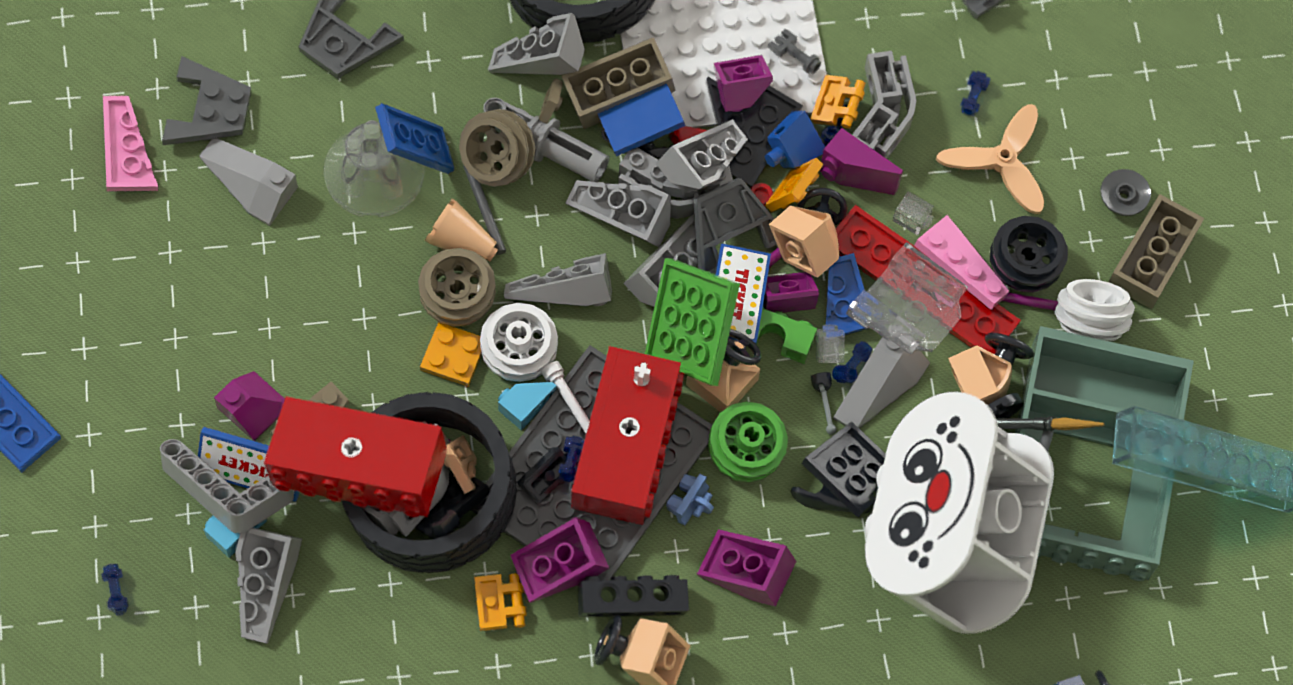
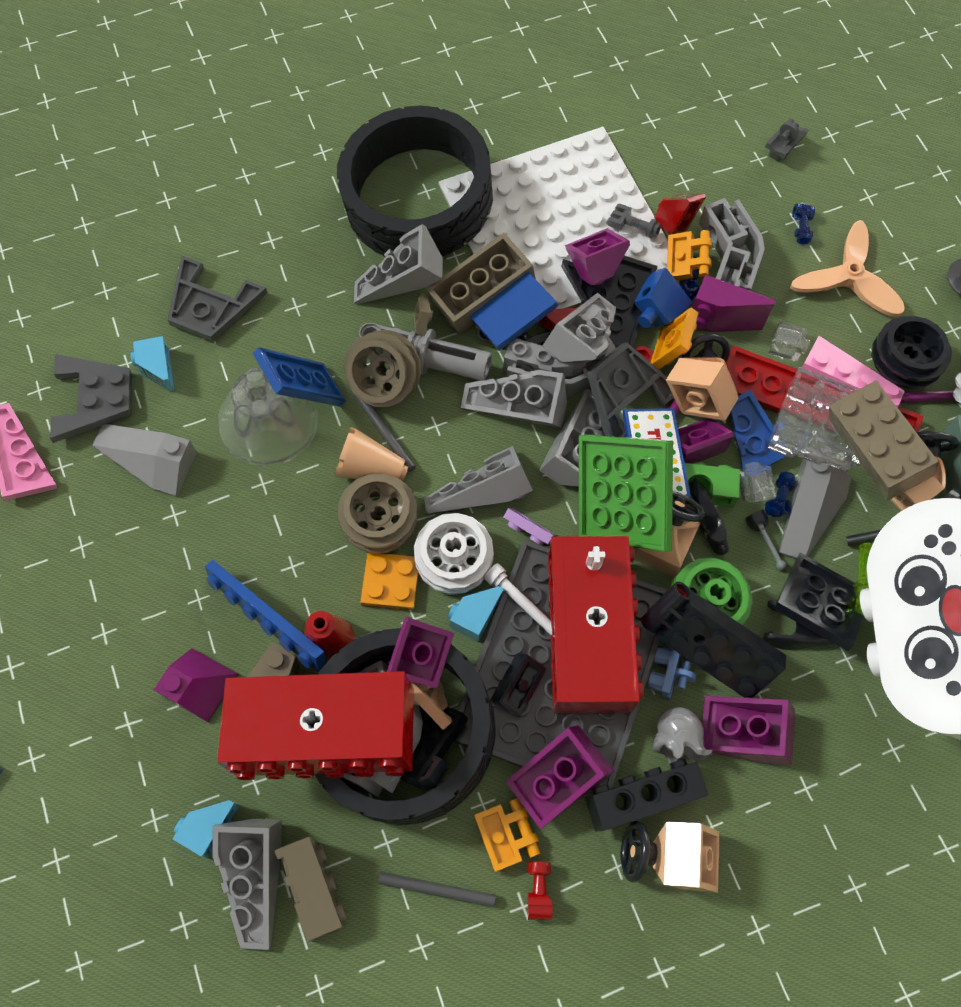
camera: 10 degrees left, 0 degrees up
(116, 602) = (94, 946): clear blue bar -> none
(233, 509) = (150, 781): light grey beam -> none
(234, 458) = (185, 751): tile -> none
(276, 86) = (154, 361): none -> medium azure slope
(316, 600) = (312, 888): none -> dark tan wedge
(332, 360) = (270, 621): none -> blue plate
(378, 386) = (328, 632): none -> red cone
(425, 632) = (437, 889): none -> dark grey bar
(461, 417) = (421, 652): none -> magenta slope
(511, 663) = (538, 903): none -> red leg
(574, 447) = (541, 648): clear blue bar -> none
(591, 327) = (519, 521): none -> lavender plate
(680, 554) = (680, 734): none -> light grey hair
(733, 477) = (714, 641): none -> black hinge
(771, 369) = (712, 523): none -> black animal
(844, 52) = (678, 212): none -> red slope
(952, 331) = (882, 440): none -> dark tan brick

